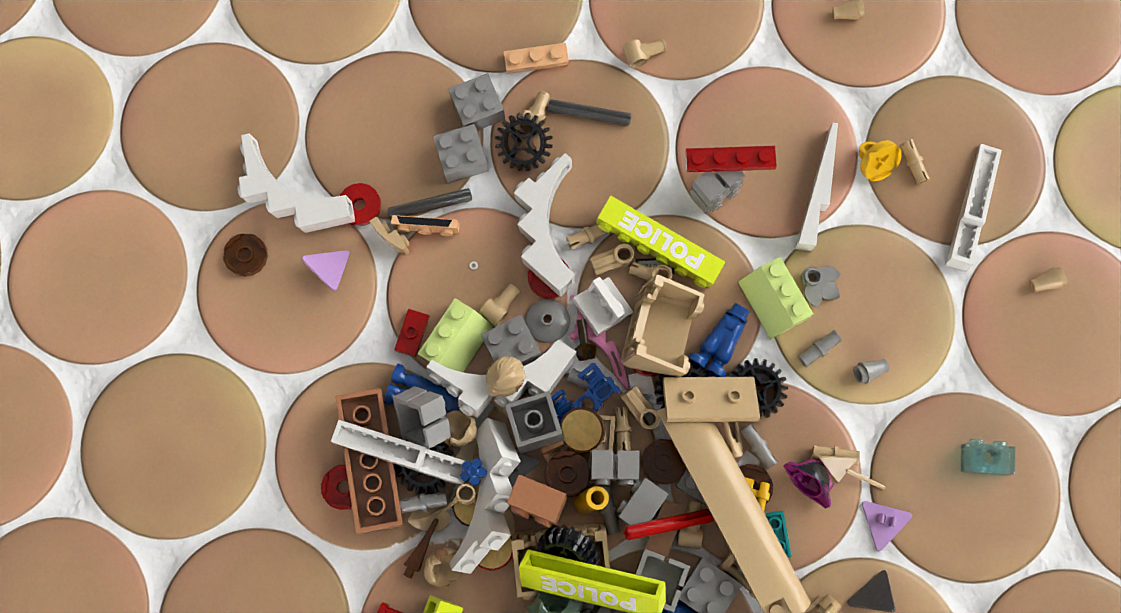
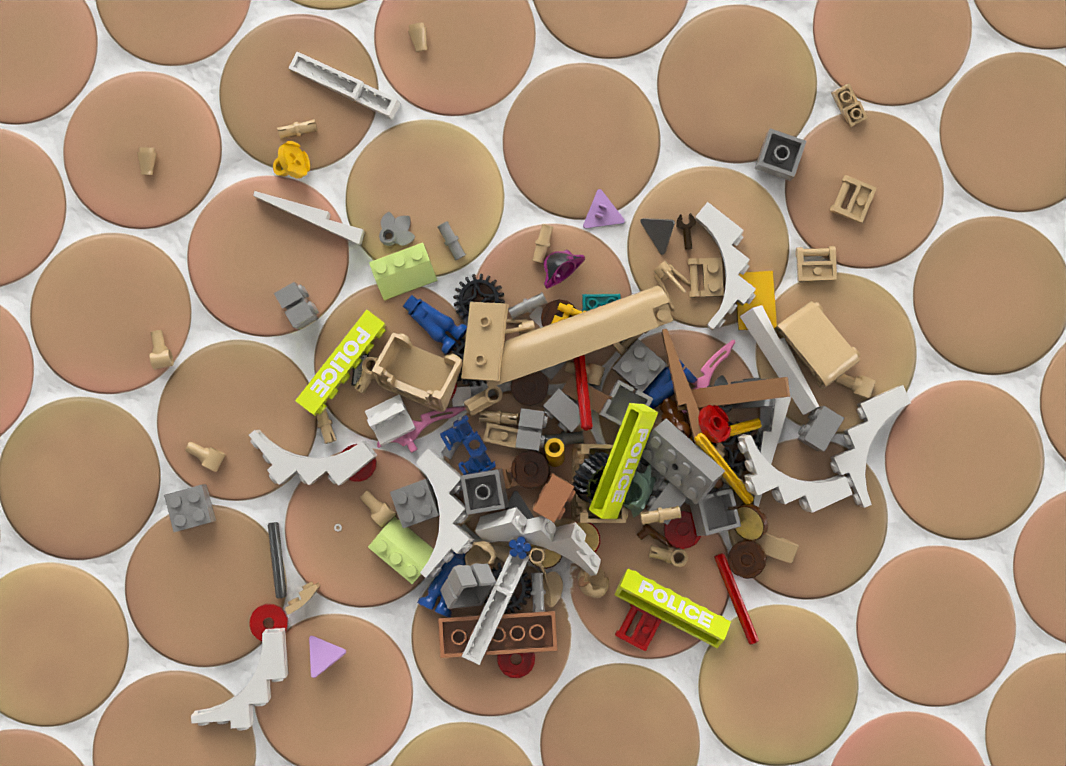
camera: 85 degrees left, 10 degrees up
(245, 254) = (301, 728): reddish brown tile -> none
(412, 333) = (391, 587): red plate -> none
(416, 559) = (582, 602): reddish brown piece -> none
(425, 225) = (297, 566): light nougat plate -> none
(461, 153) = (235, 527): light grey brick -> none
(505, 376) = (443, 511): tan hair -> none
(511, 154) = (226, 474): black gear -> none
(536, 58) = (151, 449): light nougat plate -> none
(549, 331) = (404, 463): light grey dish -> none
(582, 429) = (495, 451): pearl gold tile -> none
(585, 349) = (426, 440): dark brown bar -> none
(589, 112) = (210, 408): dark grey axle -> none
(610, 261) = (350, 408): tan piece -> none
(730, 159) = (278, 292): red plate -> none
(840, 466) = (552, 241): tan piece -> none
(868, 371) = (476, 204): light grey cone -> none
(1001, 462) = (563, 130): clear light blue brick -> none

